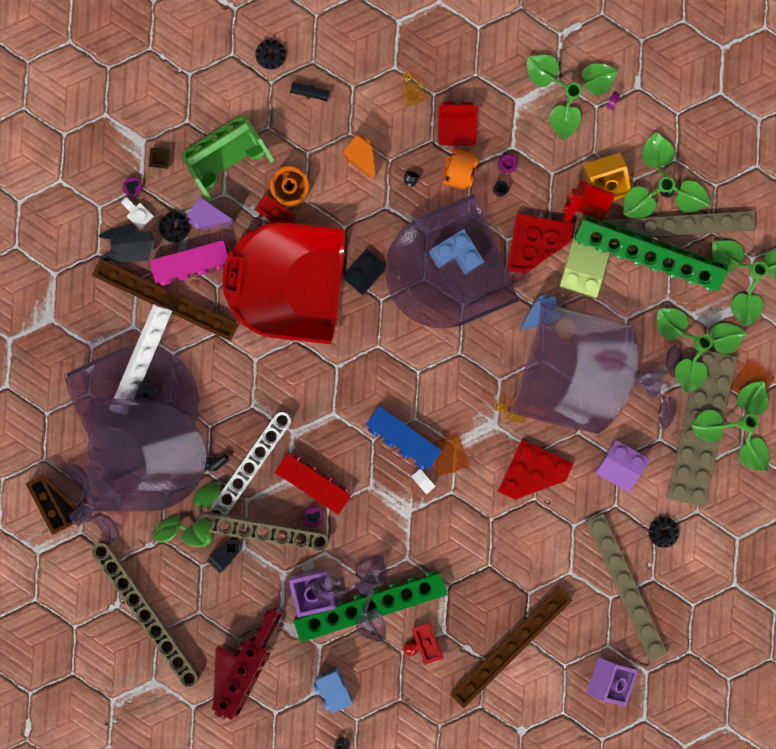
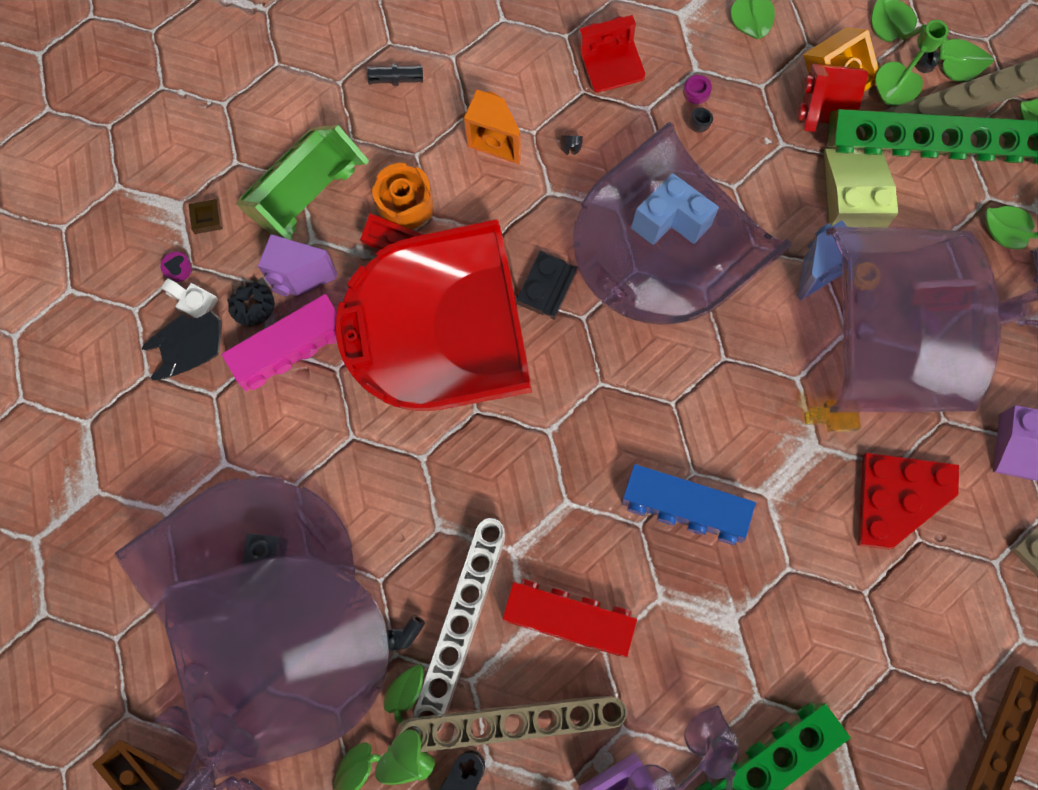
camera: 15 degrees left, 15 degrees down
(143, 352) = (241, 486): white plate -> none
(159, 296) = (262, 408): reddish brown plate -> none
(279, 56) = (326, 56): black gear -> none
(313, 517) = (586, 675): tile -> none
(412, 92) = (534, 37): clear yellow plate -> none
(423, 481) = (741, 563): white piece -> none
(452, 455) = (771, 513): clear orange piece -> none
(459, 169) = (635, 105): orange brick -> none
(535, 241) = (776, 172): red plate -> none

